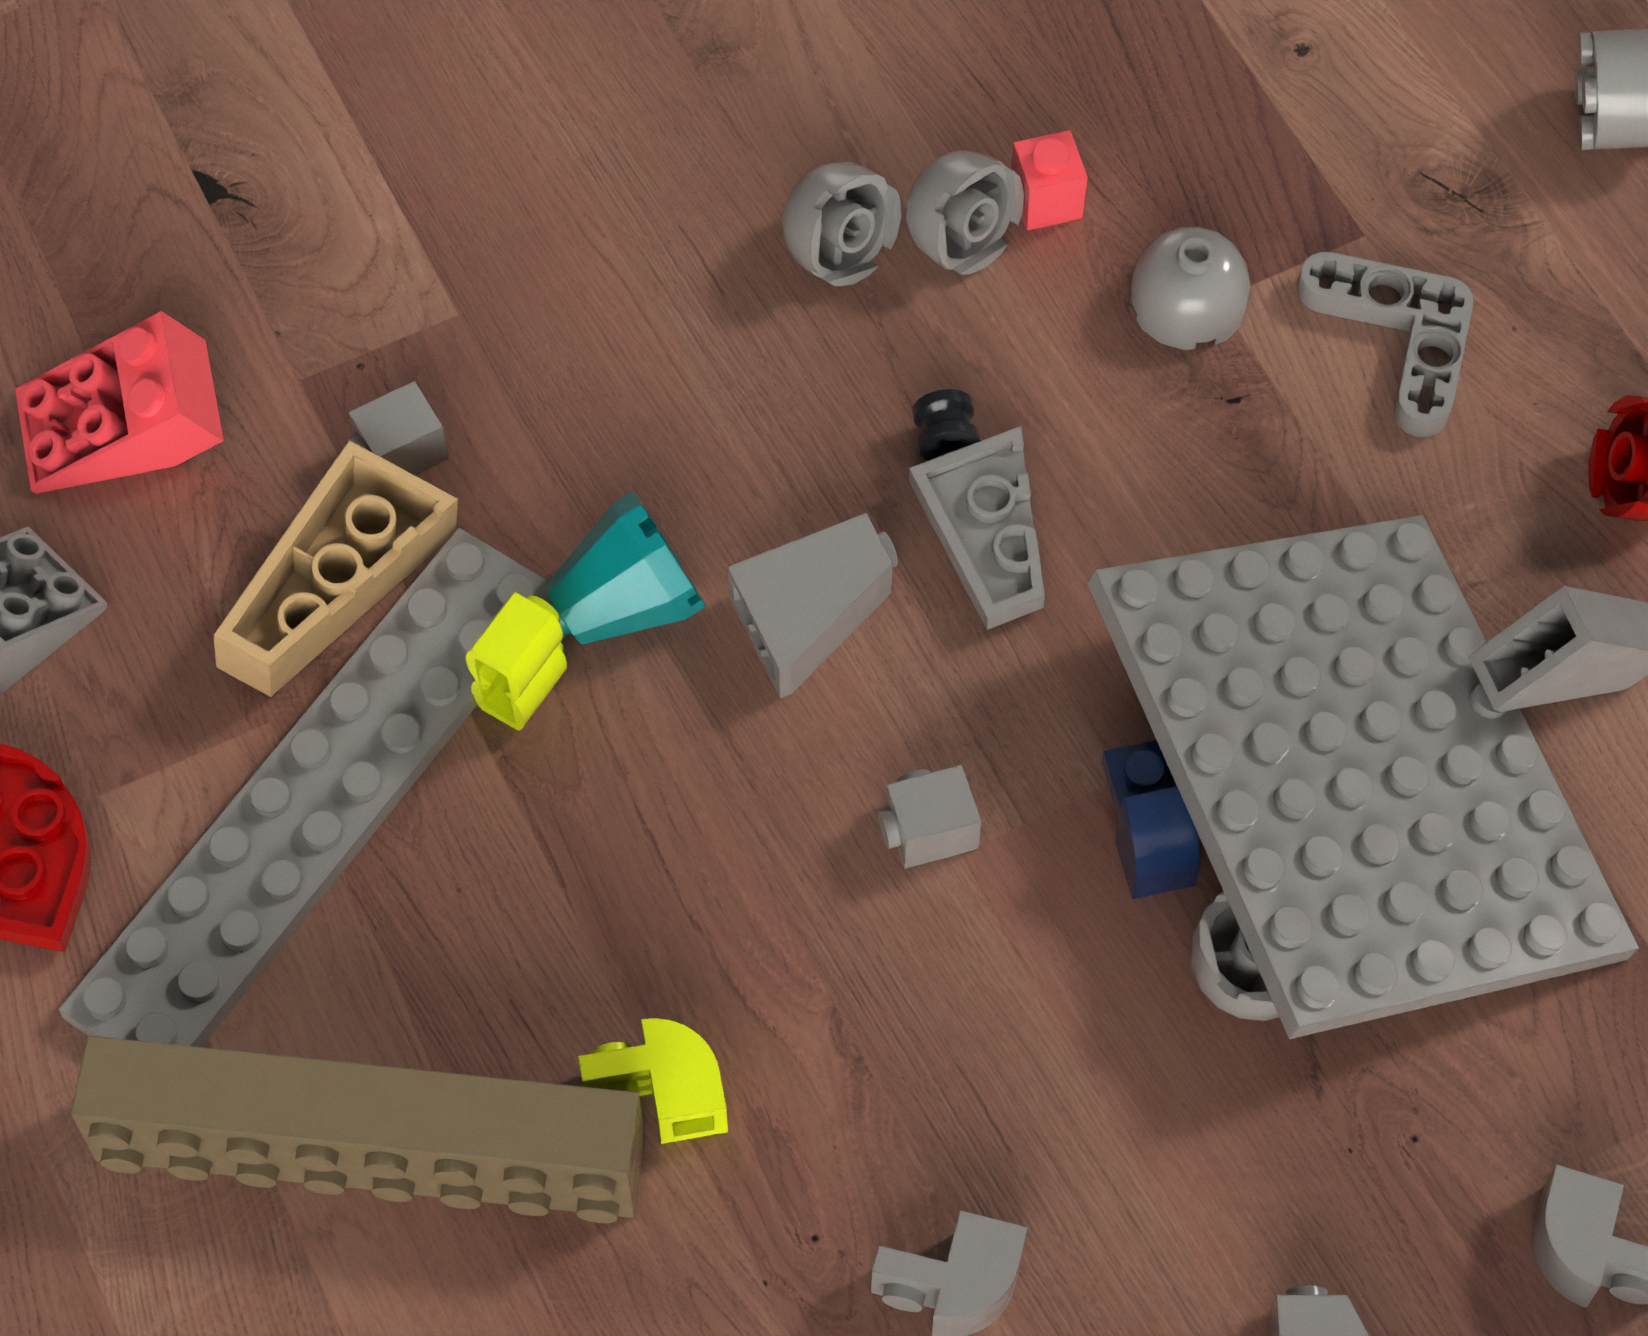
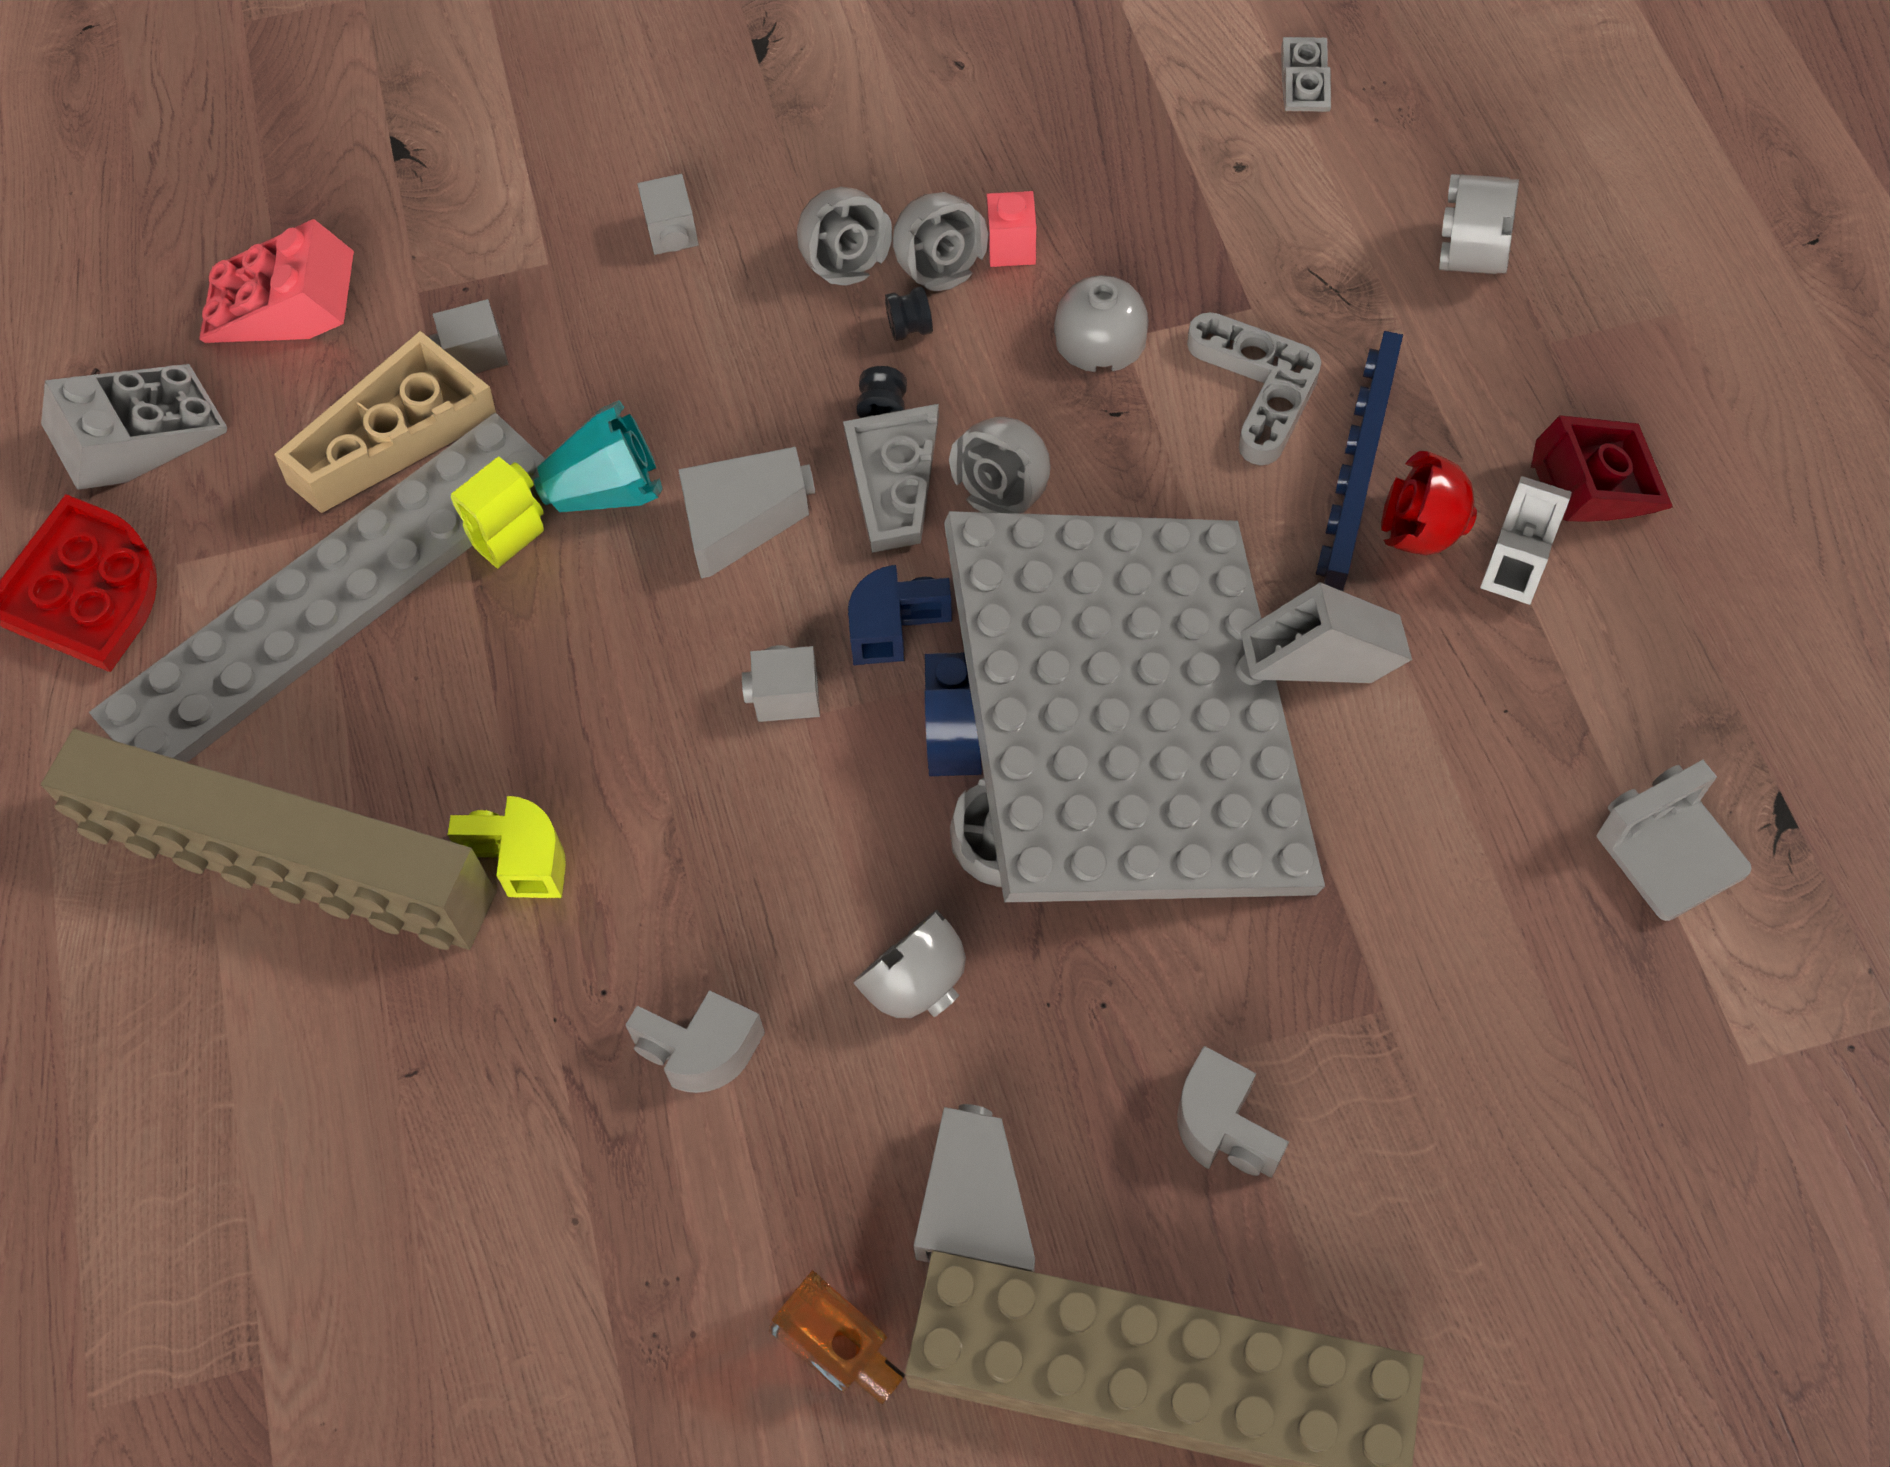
camera: 15 degrees right, 0 degrees up
(603, 227) = (668, 214): none -> light grey brick
(949, 312) = (908, 313): none -> black wheel
(1028, 701) = (884, 605): none -> dark blue brick
(1124, 496) = (1001, 465): none -> light grey cylinder
(1194, 1139) = (916, 971): none -> light grey cylinder
(1552, 436) = (1362, 444): none -> dark blue plate

